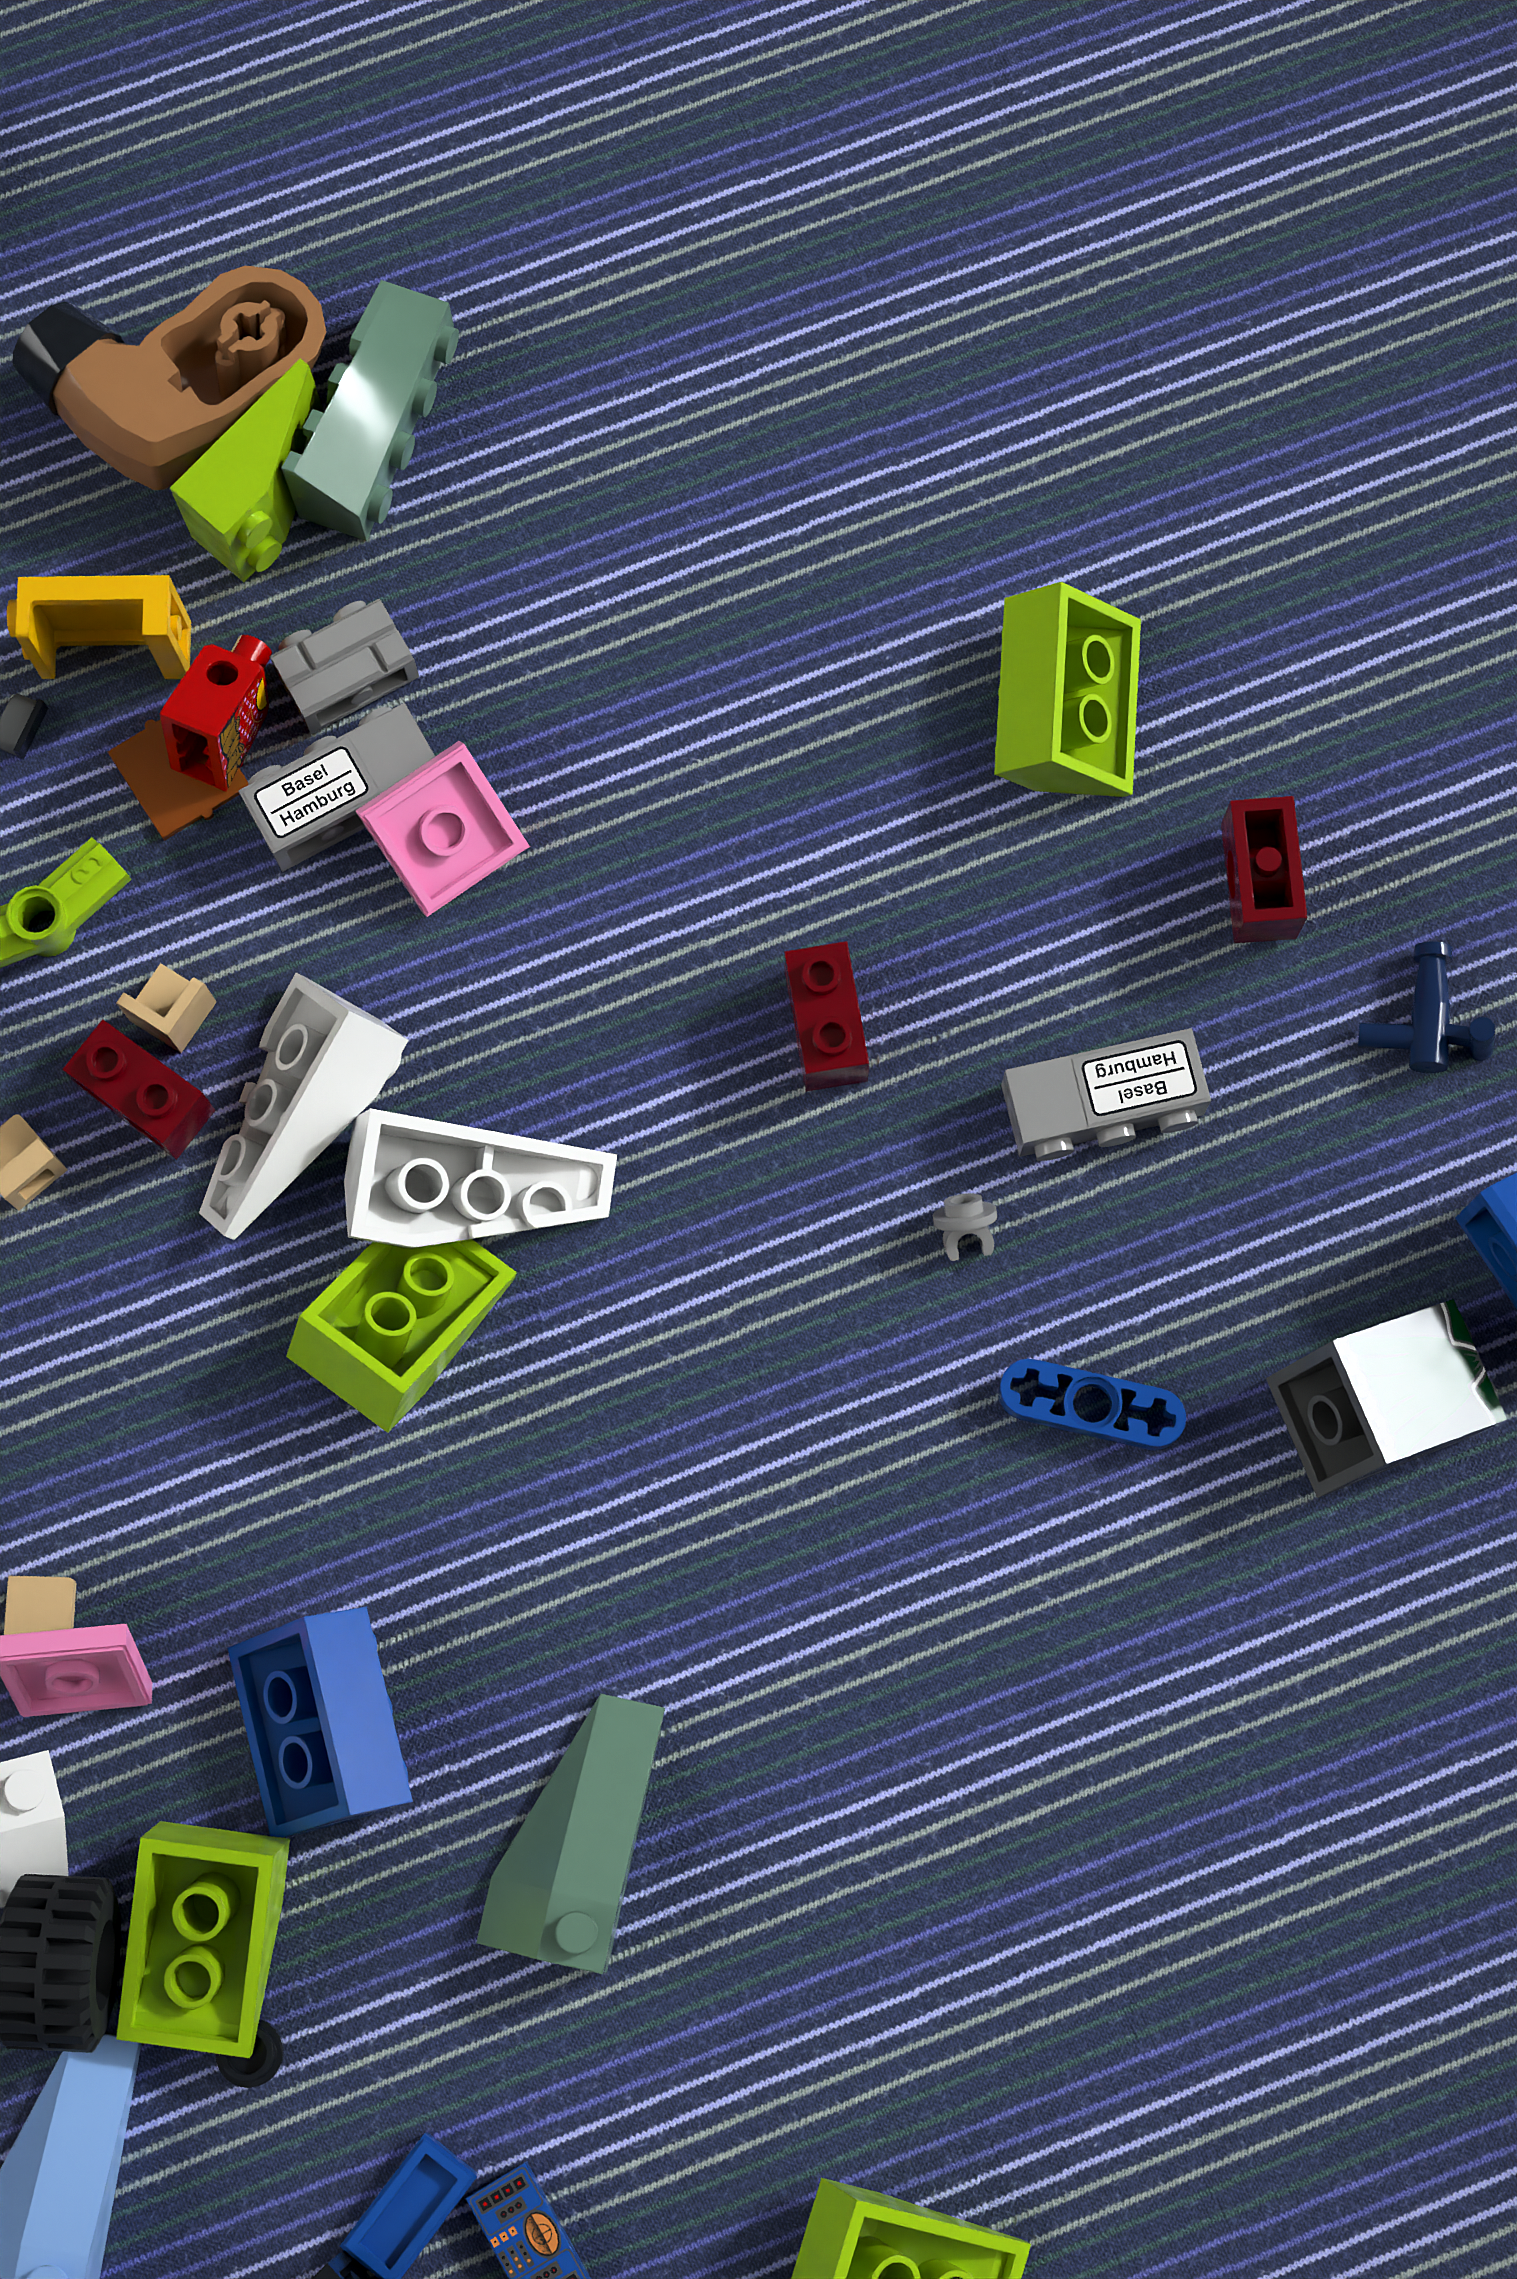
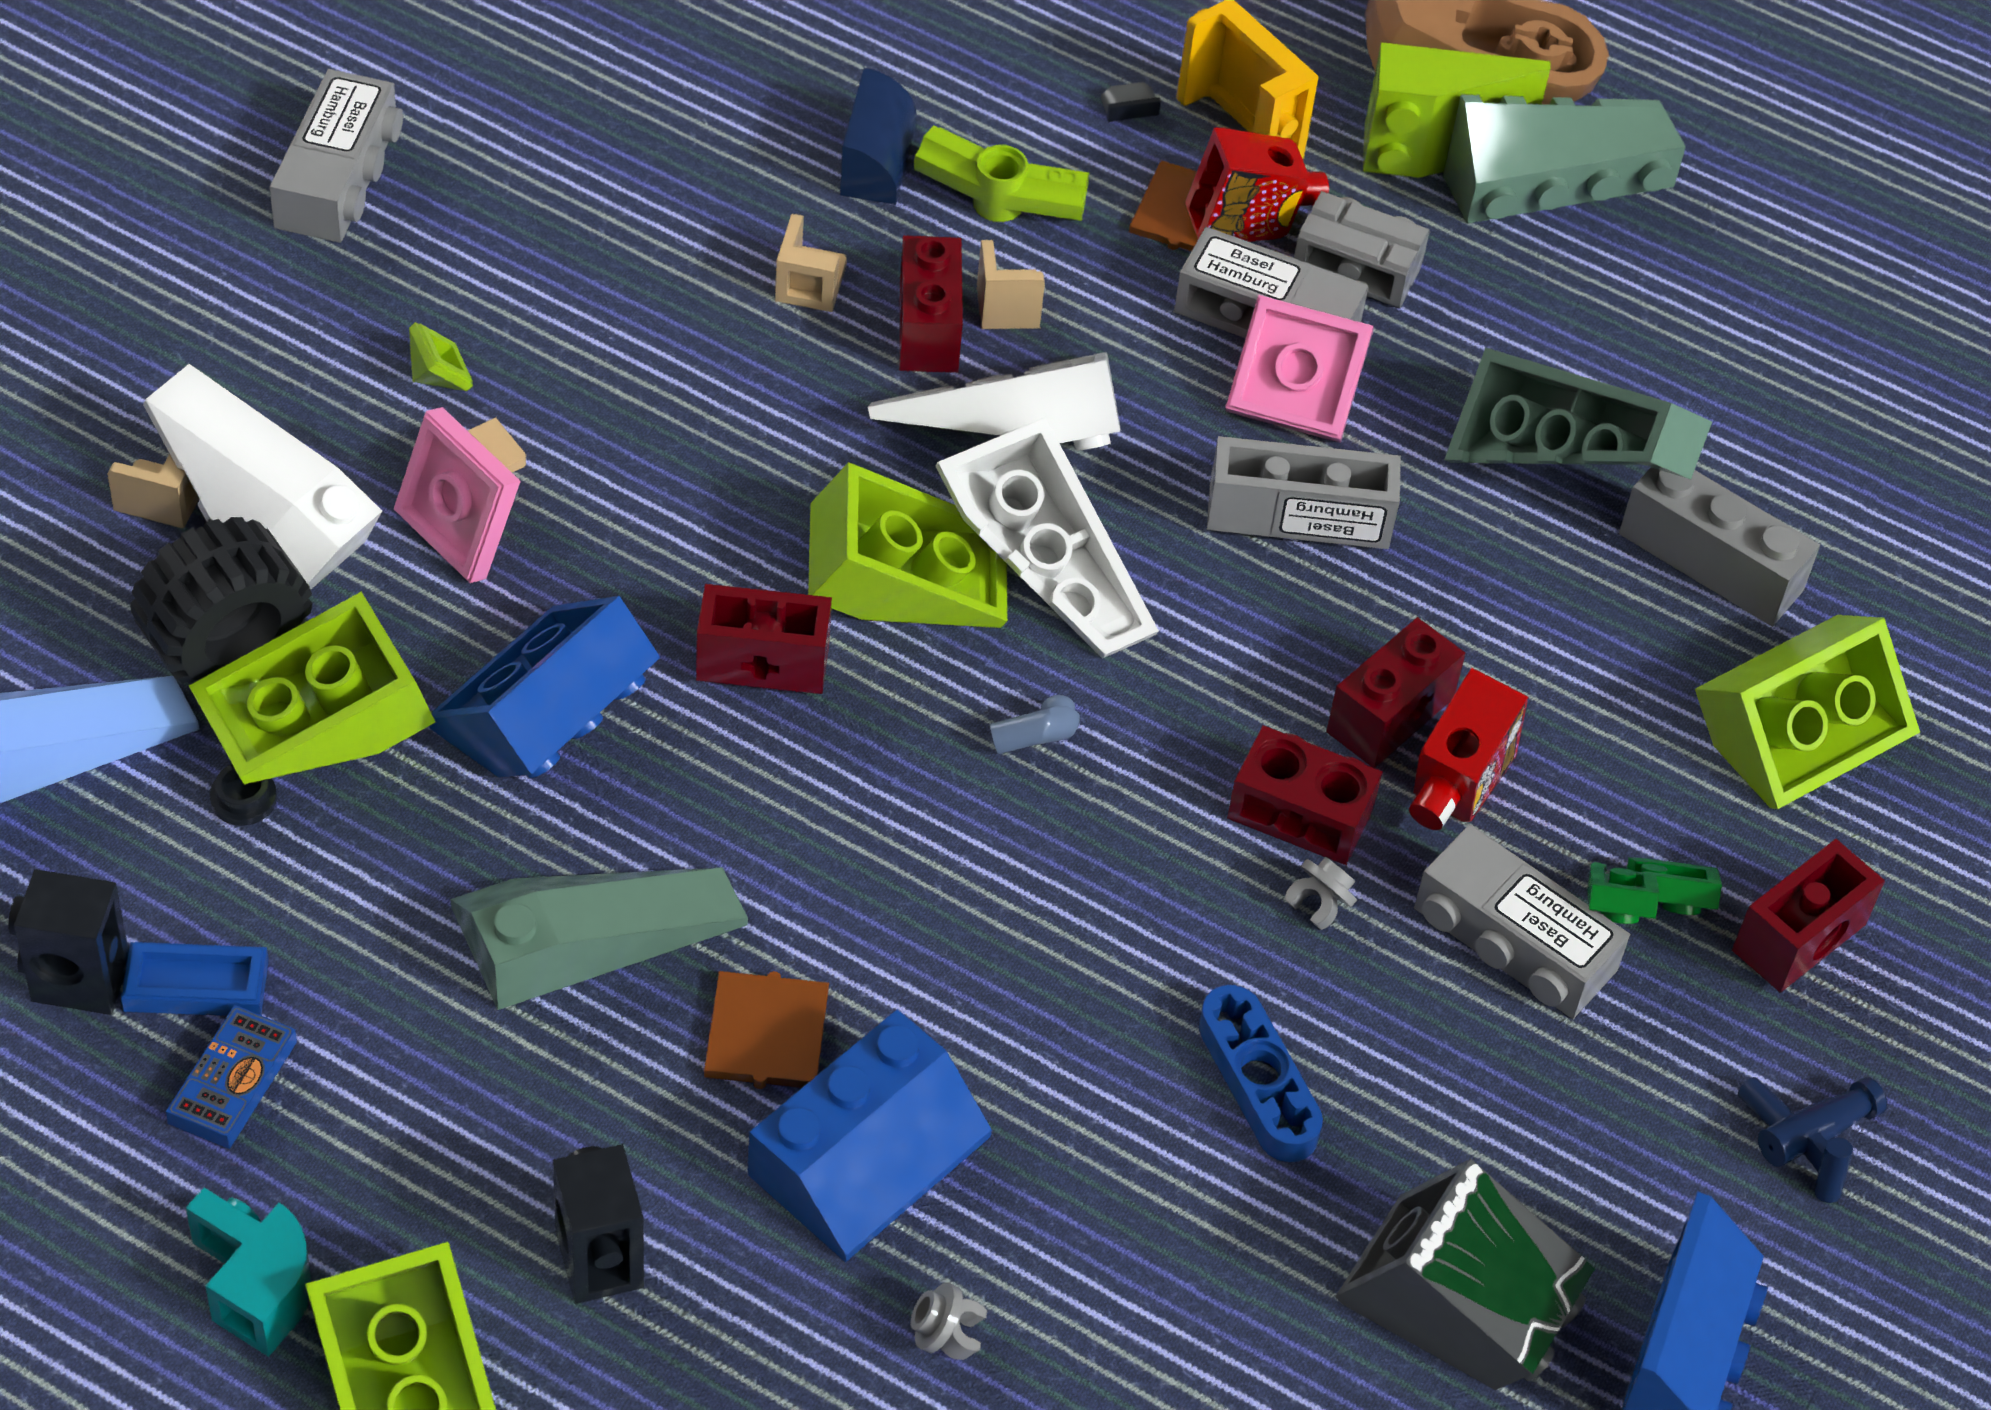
camera: 45 degrees right, 25 degrees down
(411, 1506) = (763, 638): none -> dark red brick
(579, 933) = (1304, 492): none -> light grey brick
(650, 1335) = (1052, 723): none -> sand blue arm
(682, 660) = (1552, 416): none -> sand green wedge
(779, 1766) = (766, 1029): none -> dark orange piece
(862, 625) = (1720, 541): none -> light grey brick
(879, 1181) = (1304, 794): none -> dark red brick
(896, 2051) = (598, 1222): none -> black brick
(927, 989) = (1468, 751): none -> red torso
(948, 1764) = (867, 1136): none -> blue slope
(1137, 977) = (1636, 891): none -> green plate
(1143, 1826) = (938, 1319): none -> light grey plate

